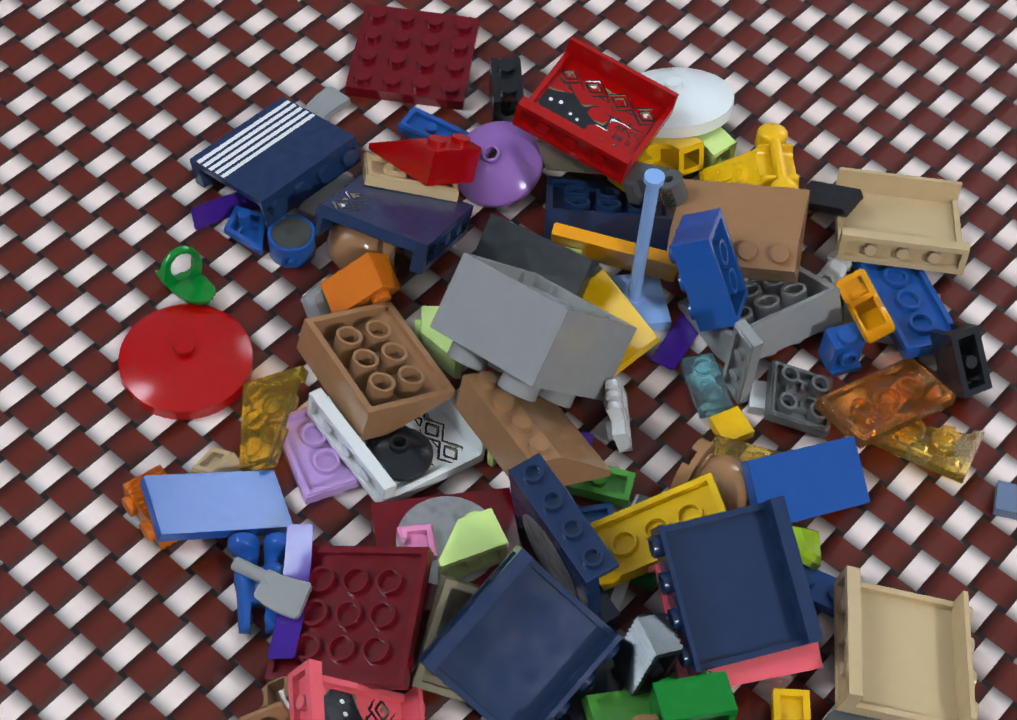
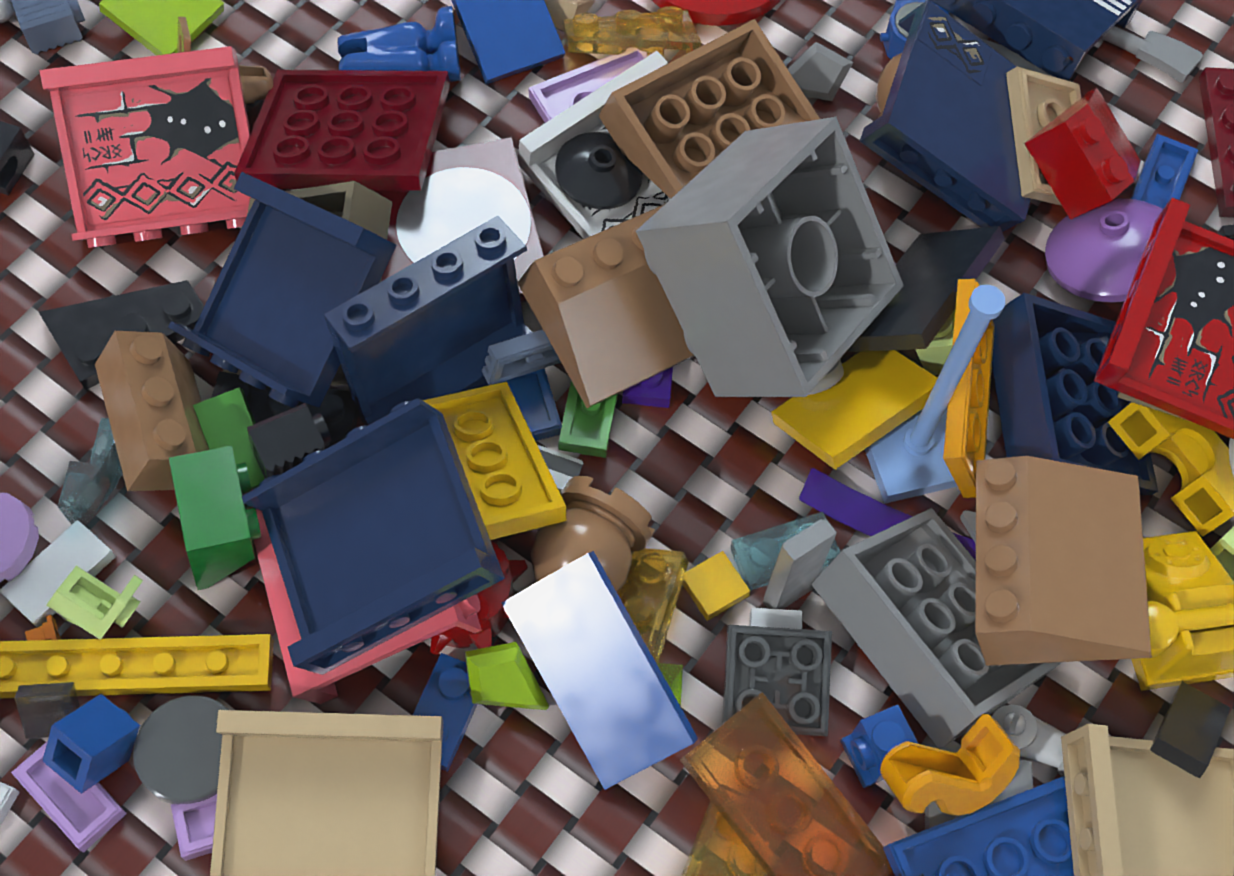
camera: 85 degrees right, 10 degrees up
(275, 591) = (376, 53): light grey piece -> none
(296, 566) = (377, 76): dark purple sticker -> none
(361, 283) = (844, 91): orange brick -> none
(418, 536) = (455, 188): bright pink tile -> none
(473, 545) = (431, 221): yellowish green slope -> none
(617, 408) = (703, 422): white hinge -> none
(670, 194) = (1110, 427): dark grey leg -> none
(708, 270) = (943, 497): blue brick -> none

